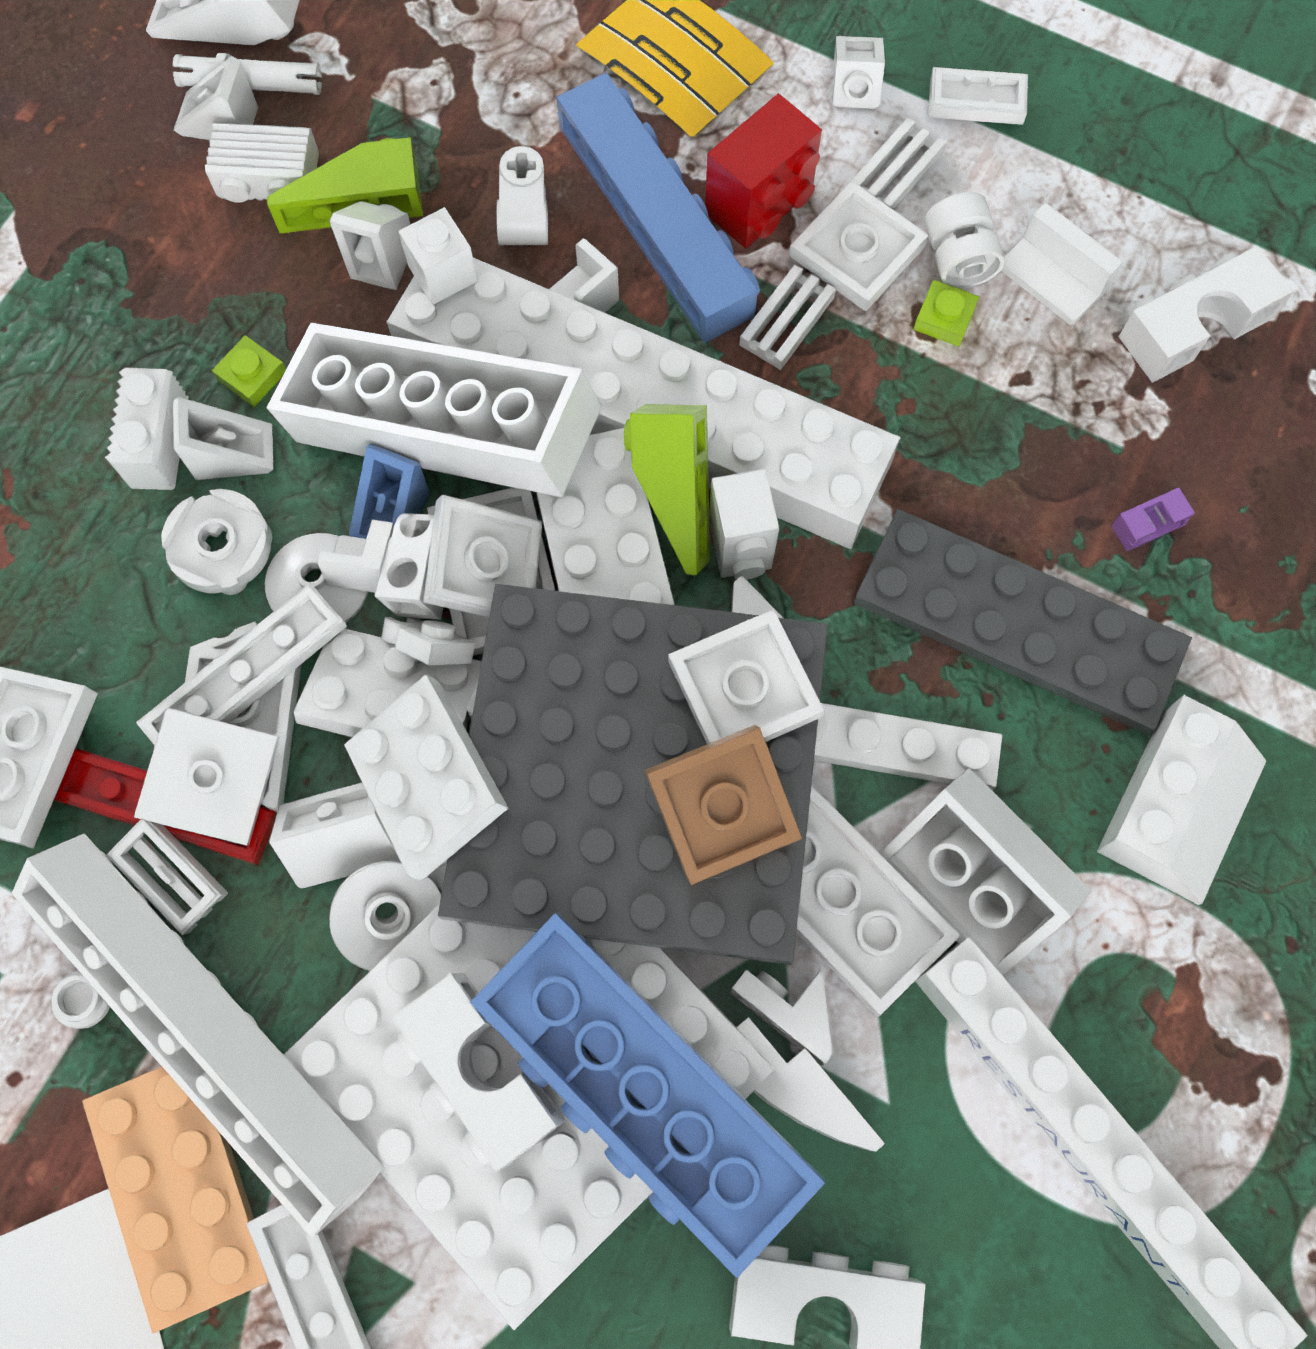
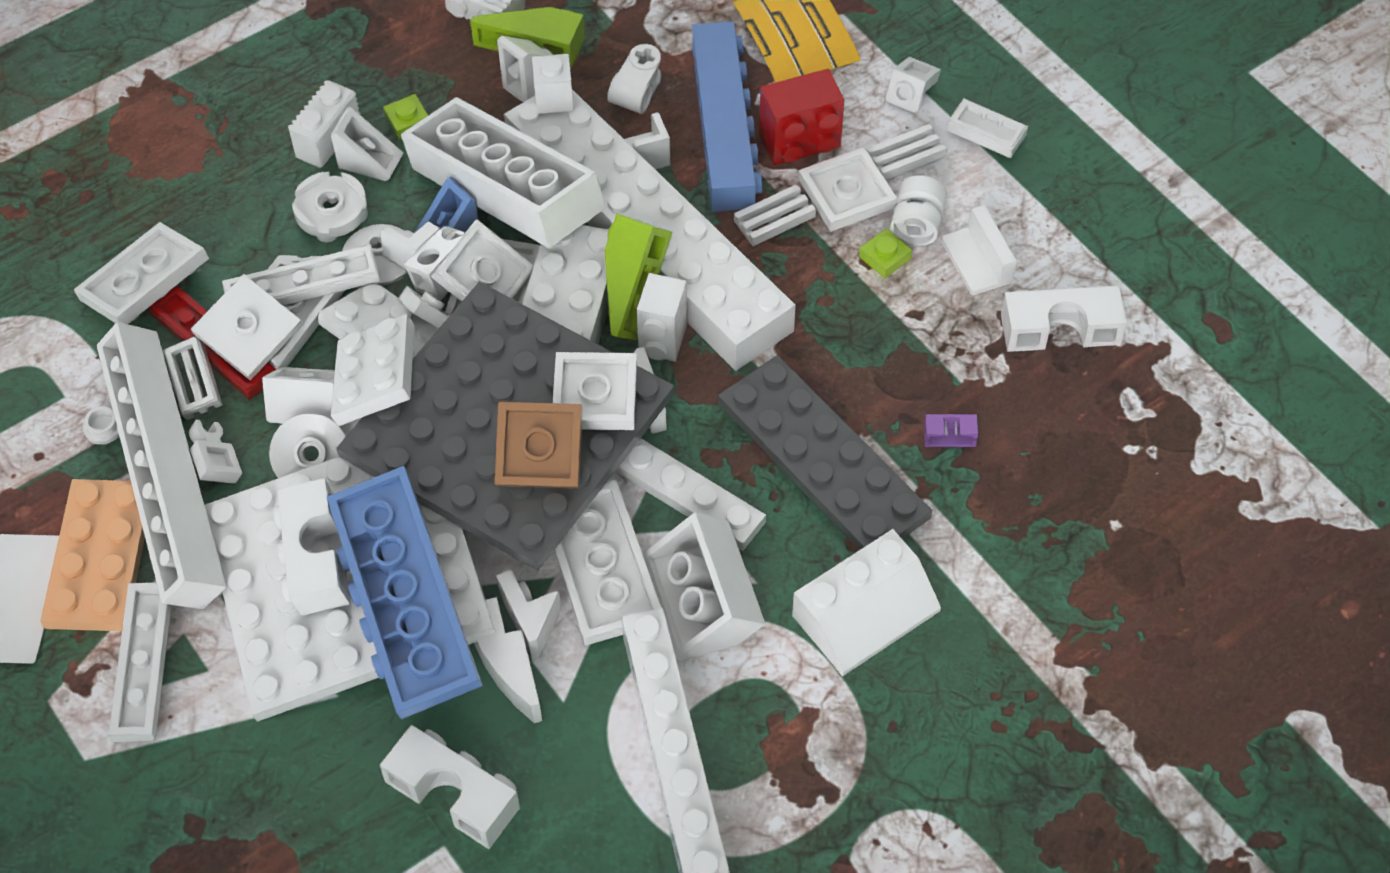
camera: 25 degrees right, 15 degrees down
(258, 981) = (211, 457): none -> white plate

